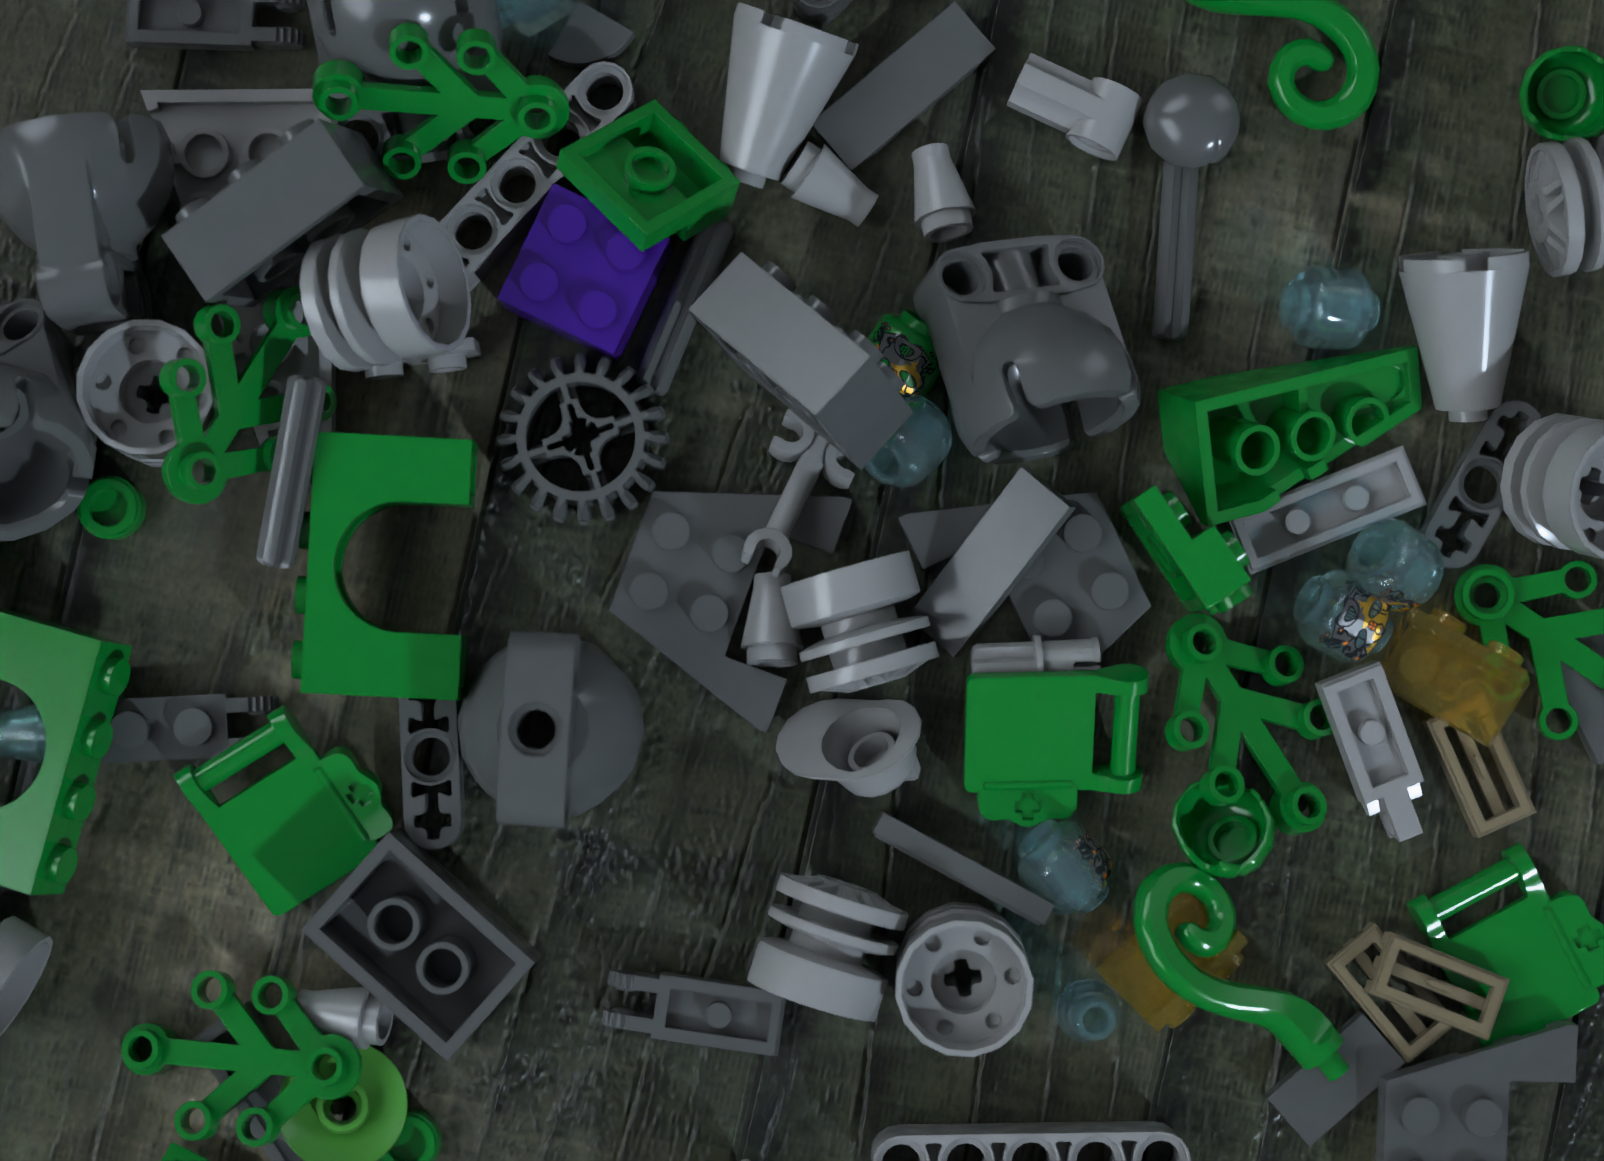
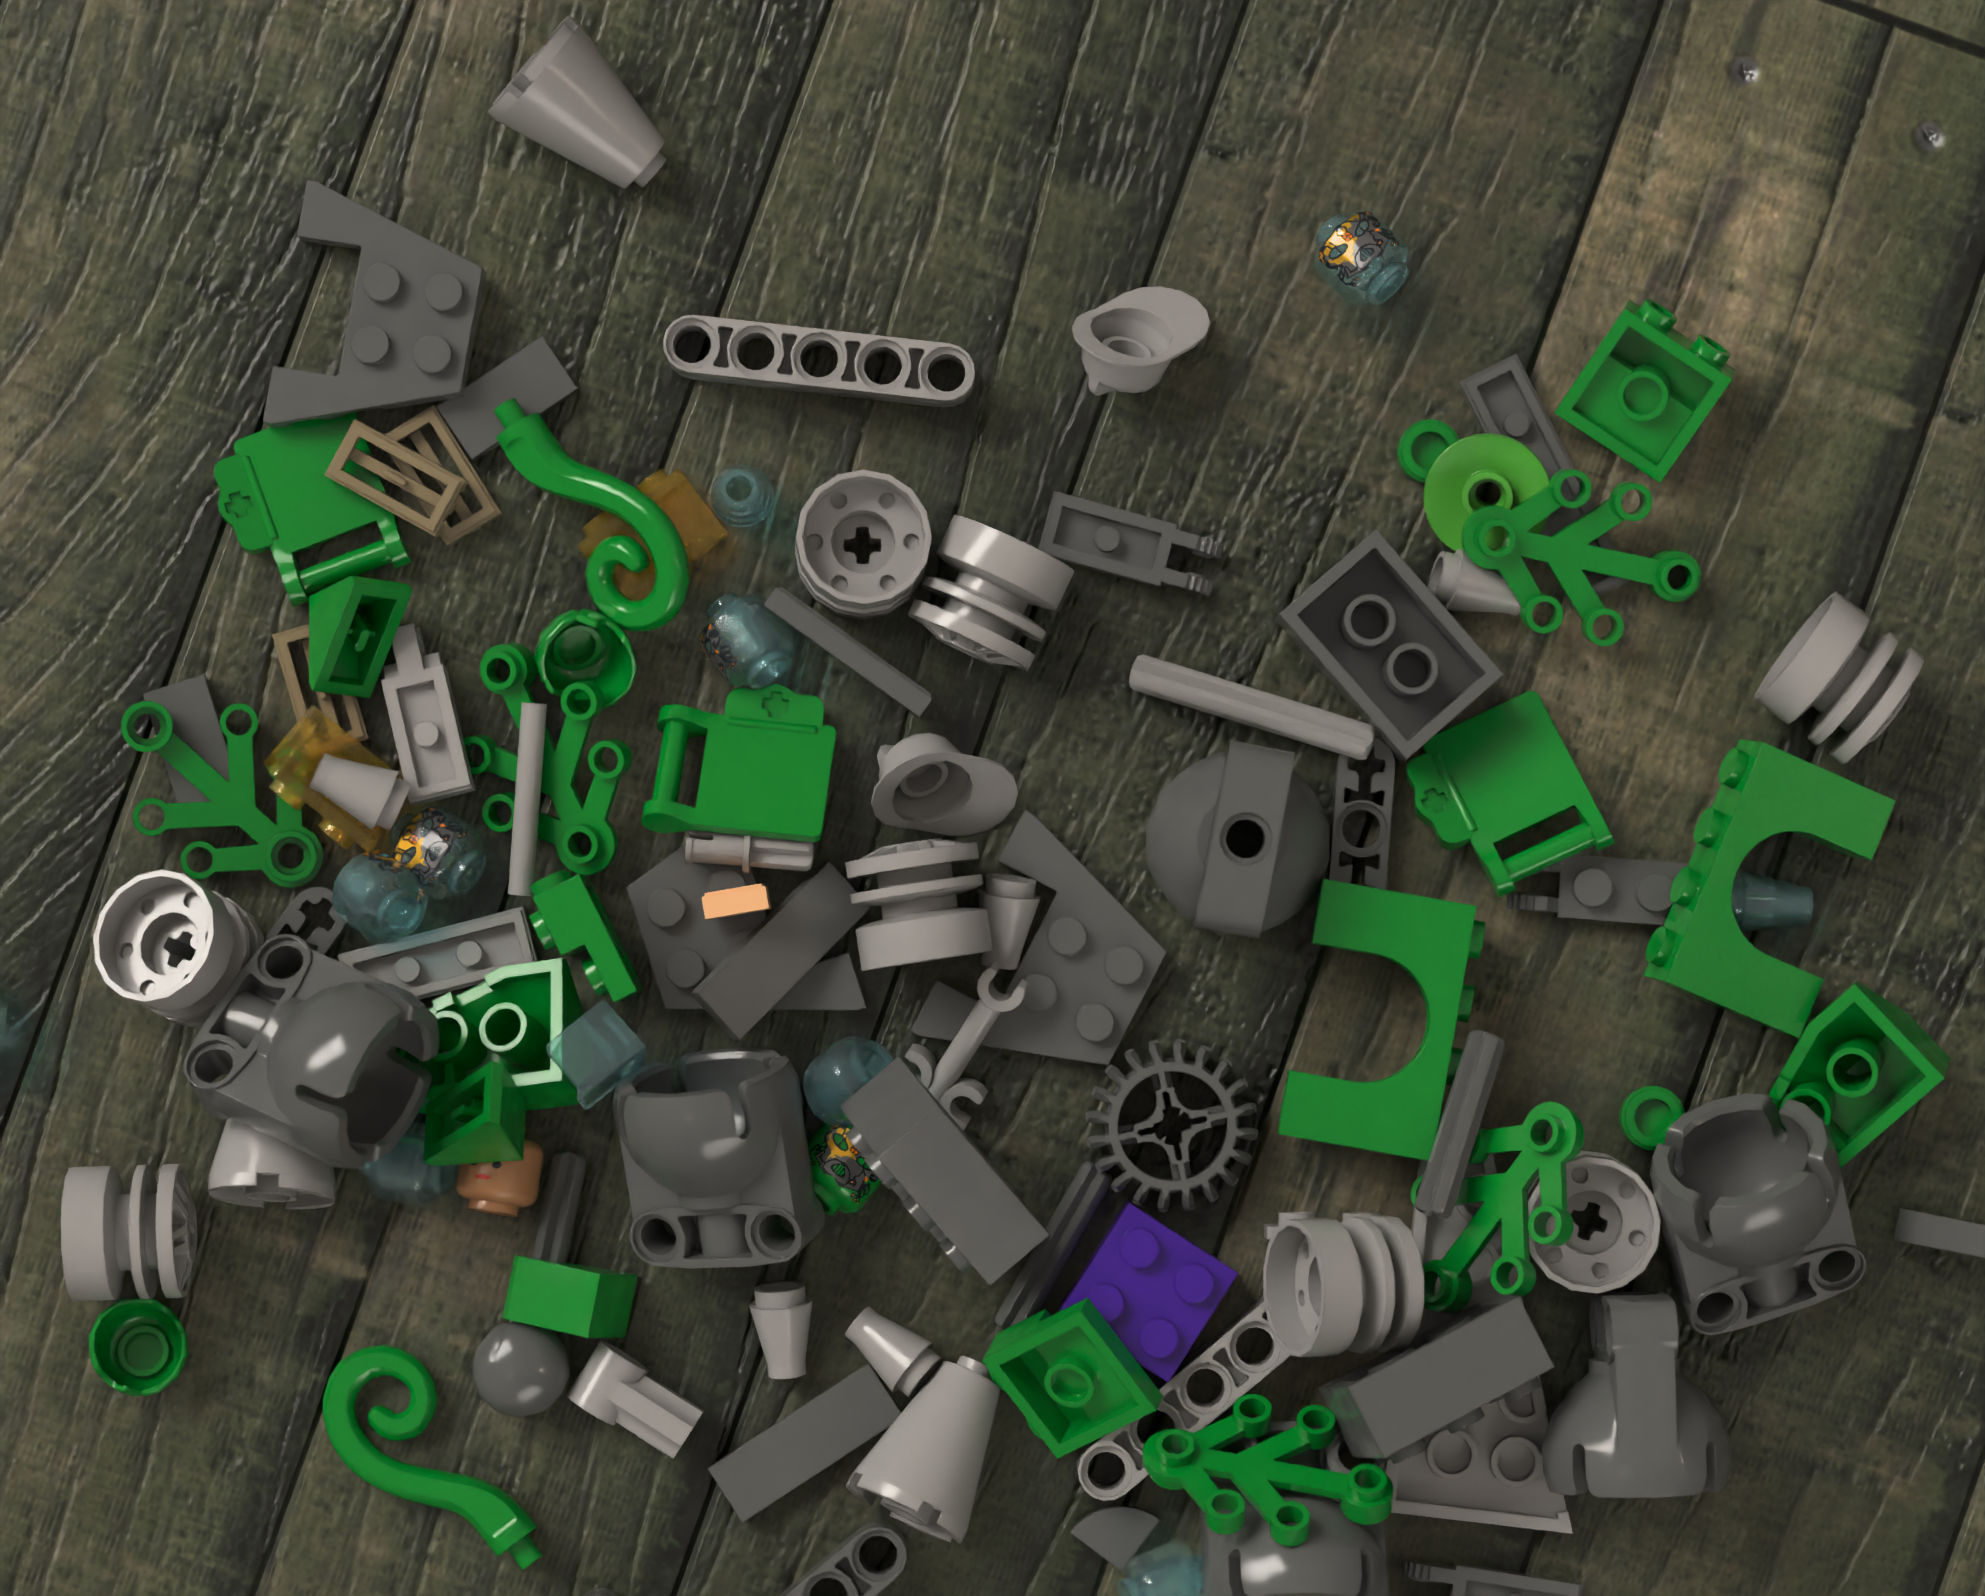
camera: 175 degrees left, 0 degrees up
(552, 864) = (1252, 707): none -> light grey axle
(1043, 604) = (736, 901): none -> light nougat tile
(1153, 194) = (569, 1297): none -> green slope
(1163, 434) = (596, 1052): none -> clear light blue panel
(1239, 311) = (502, 1186): none -> medium nougat head
(1263, 682) = (527, 798): none -> light grey bar
(1271, 352) = (476, 1120): none -> green slope
(1431, 667) = (362, 790): none -> light grey cone
(1445, 394) = (315, 1055): none -> dark grey piece
(1459, 823) = (353, 633): none -> green slope

